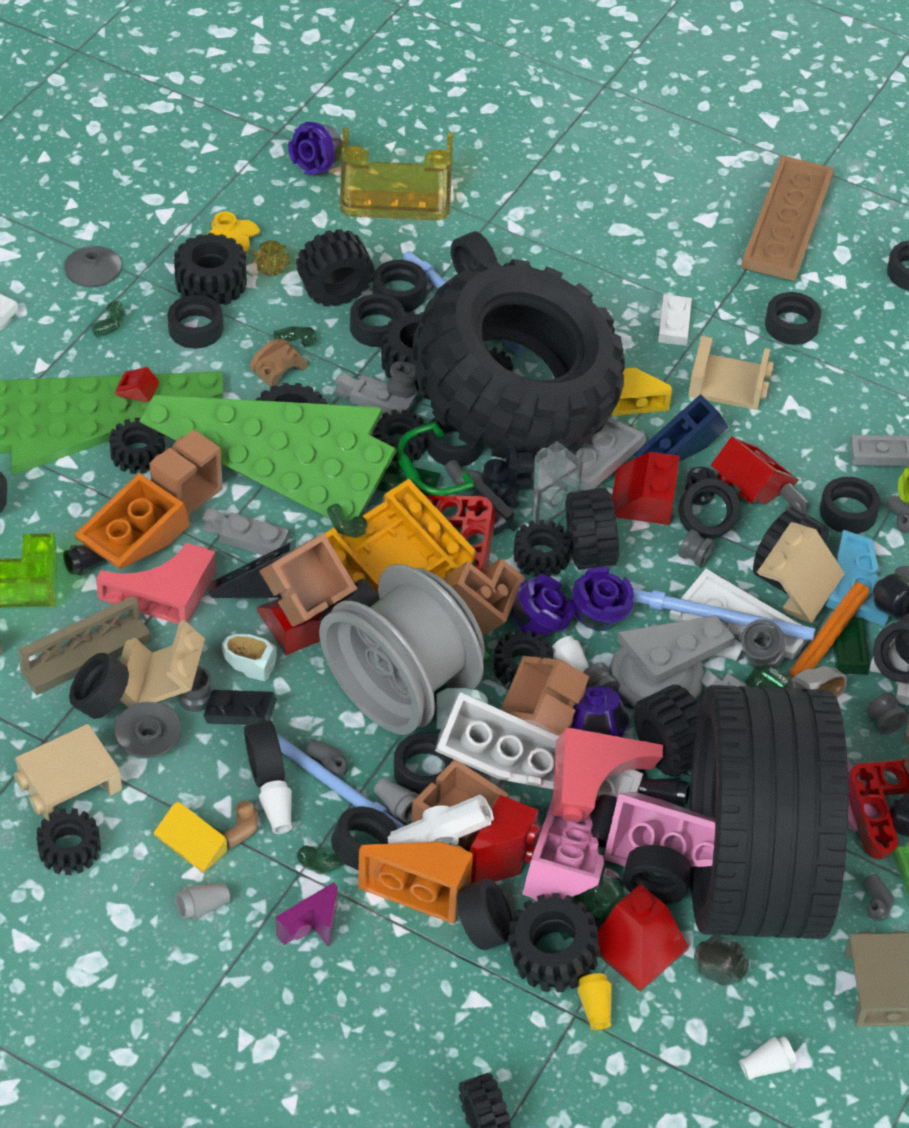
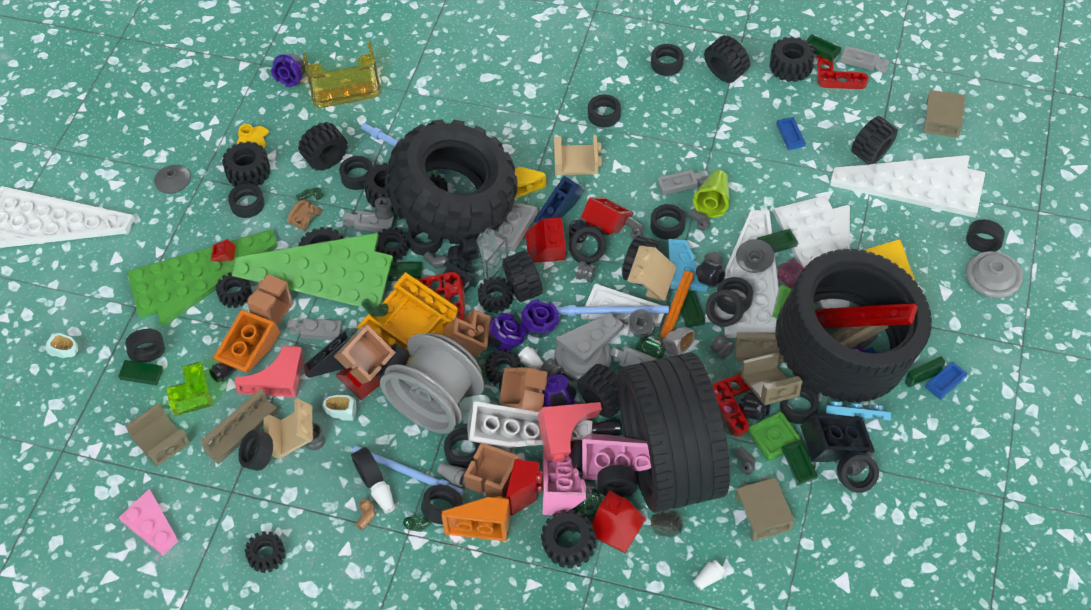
camera: 10 degrees left, 5 degrees up
(66, 769) = (251, 508): tan panel -> none
(113, 320) = (196, 212): clear green arm -> none
(144, 720) = (289, 463): dark grey dish -> none
(191, 837) = (337, 529): yellow slope -> none
(201, 899) = (354, 567): light grey cone -> none
(239, 707) = (343, 441): black plate -> none
(271, 258) = (281, 147): clear yellow gear -> none
(313, 912) = (423, 557): magenta slope -> none
(330, 757) = (406, 458): dark grey arm -> none
(405, 271) = (361, 137): black tyre -> none
(412, 474) = (405, 267): green piece -> none
(446, 823) = (487, 485): white piece -> none
(470, 251) = (404, 118): black tyre -> none
(484, 914) = (524, 532): black tyre -> none
(596, 1000) = (601, 565): yellow cone -> none
(674, 320) = (534, 128): white plate -> none
(787, 218) = (584, 47): medium nougat plate -> none

